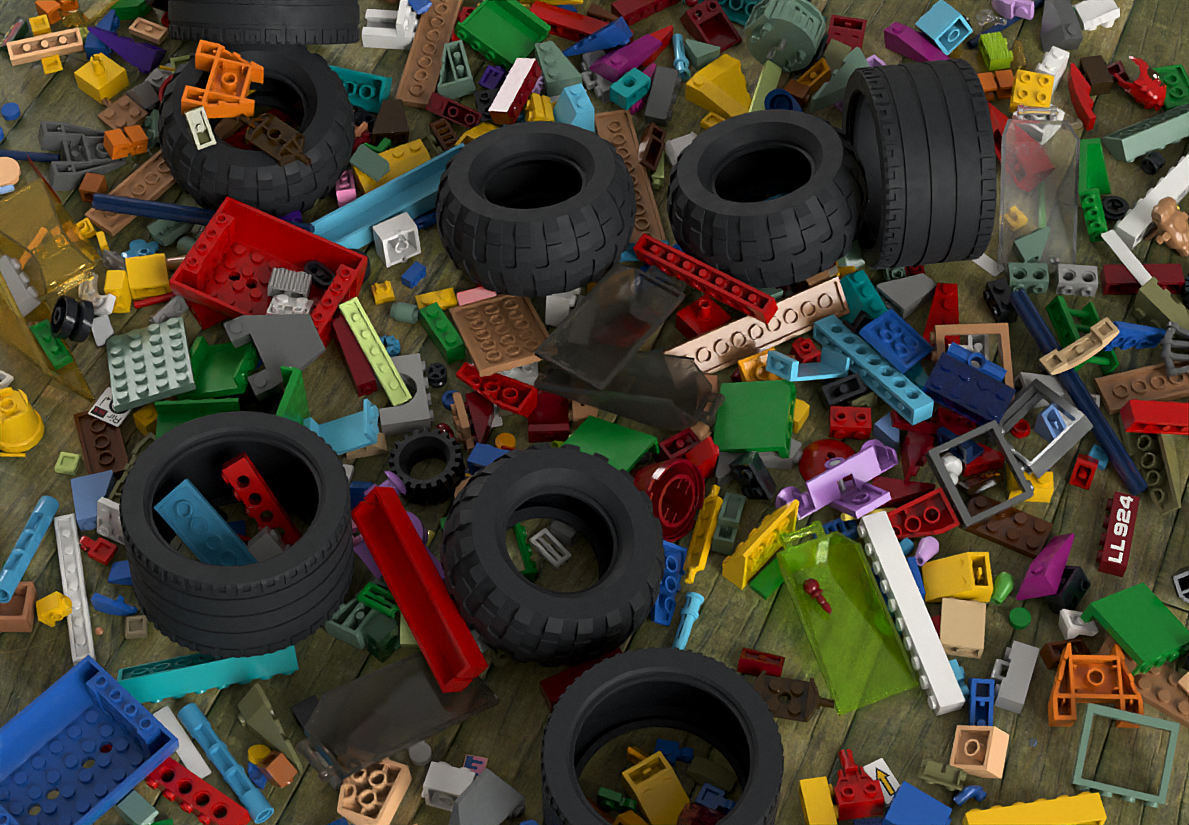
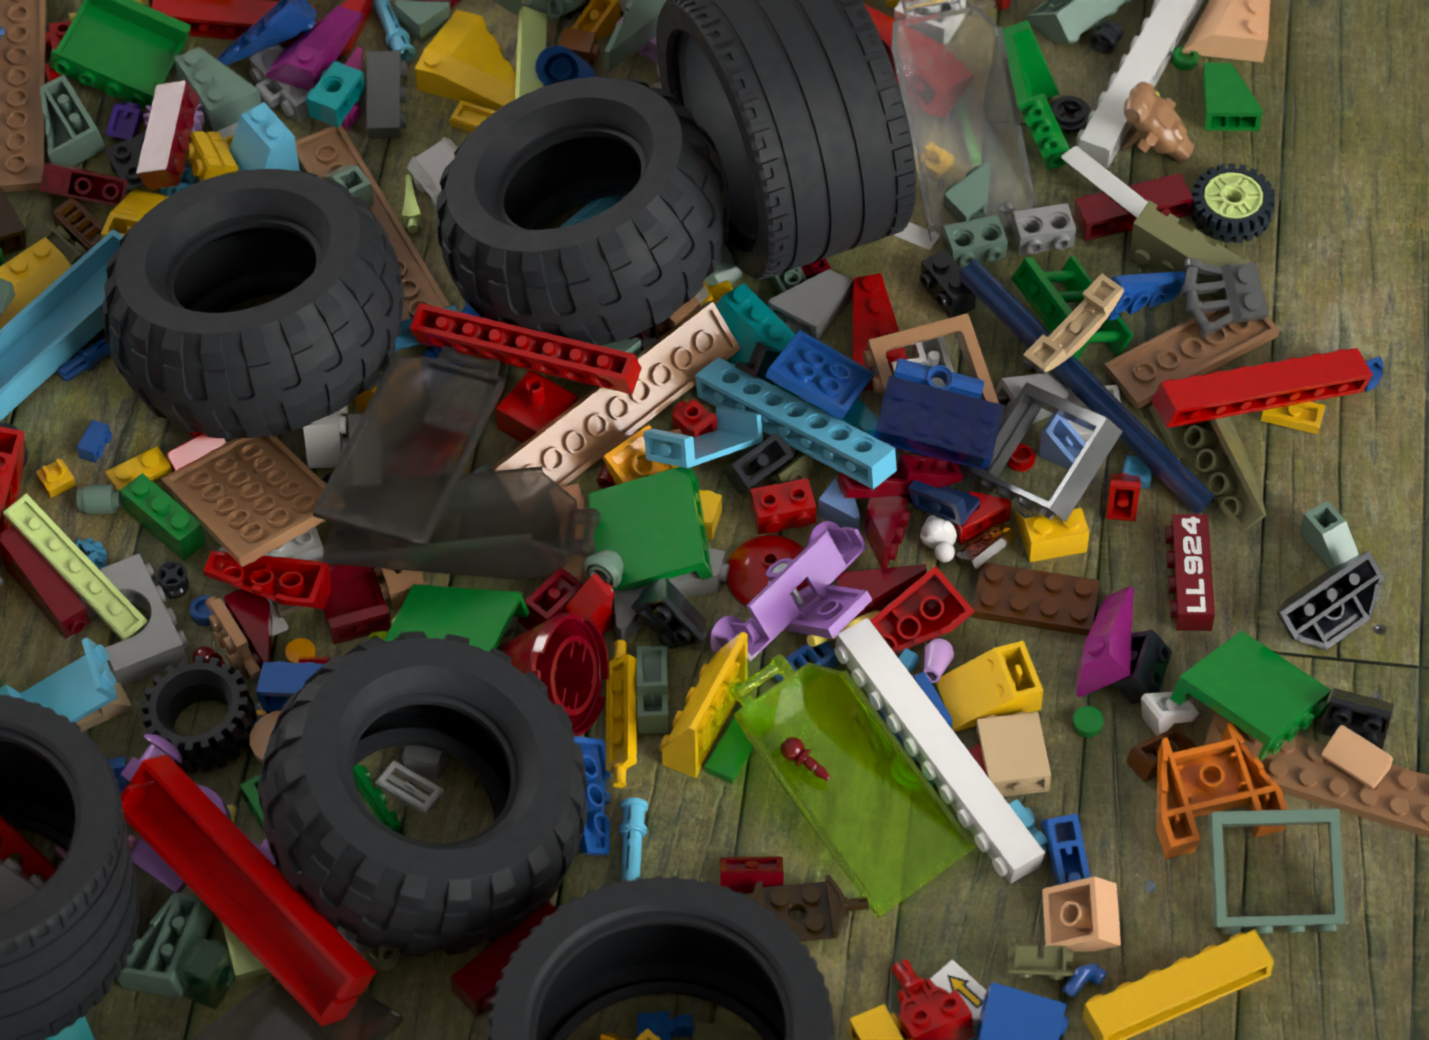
camera: 15 degrees left, 0 degrees up
(374, 605) = (187, 924): green tile -> none
(396, 239) = (55, 395): white brick -> none
(624, 147) = (354, 180): none -> sand green slope
(651, 147) = (390, 172): reddish brown slope -> none
(719, 433) = (606, 565): none -> sand green cone
(949, 488) = (945, 562): dark grey window -> none
(1003, 585) = (1054, 683): bright green cone -> none
(1019, 666) = (1107, 791): light grey piece -> none

